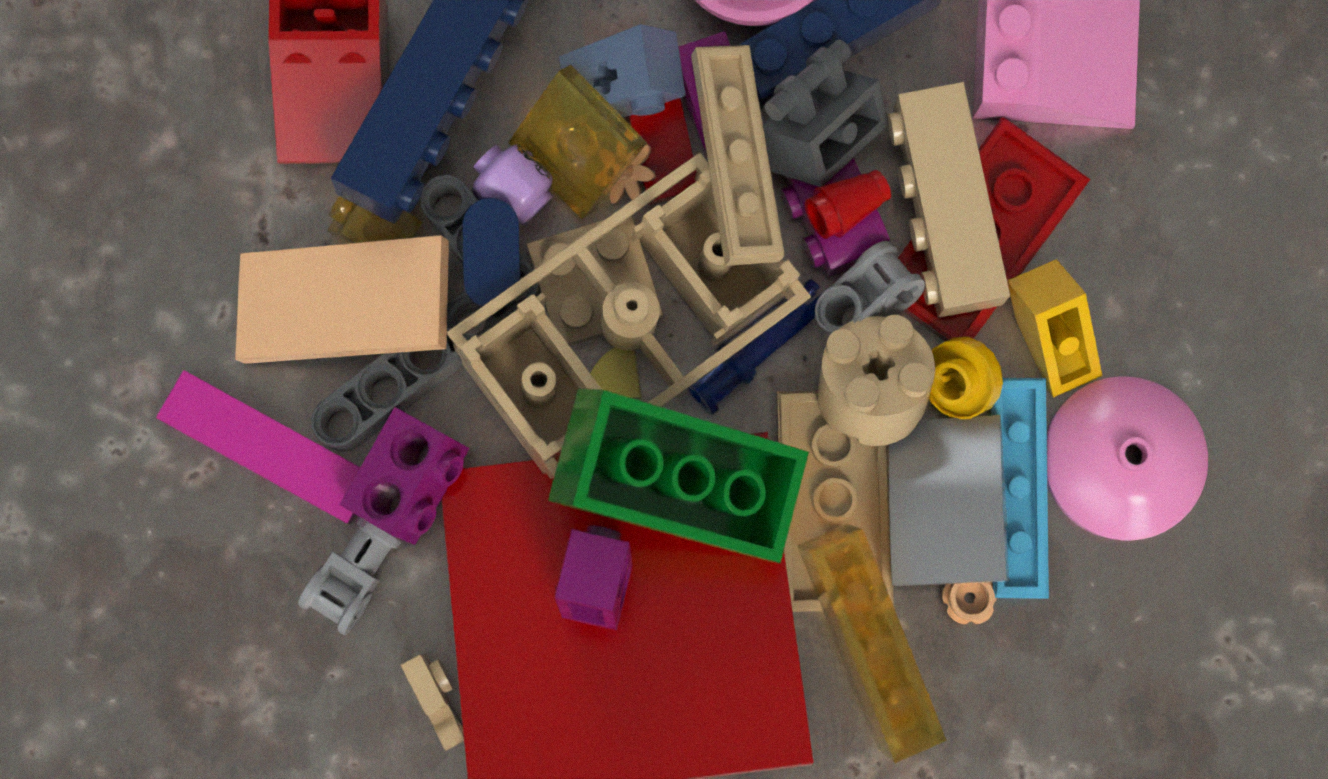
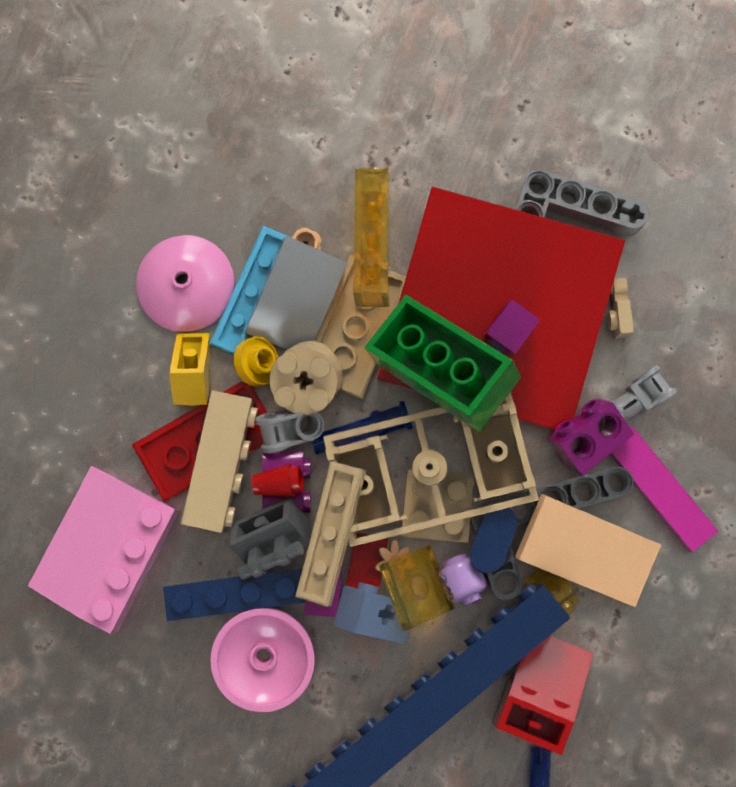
camera: 155 degrees left, 0 degrees up
(618, 373) = (449, 444): light yellow tile -> none

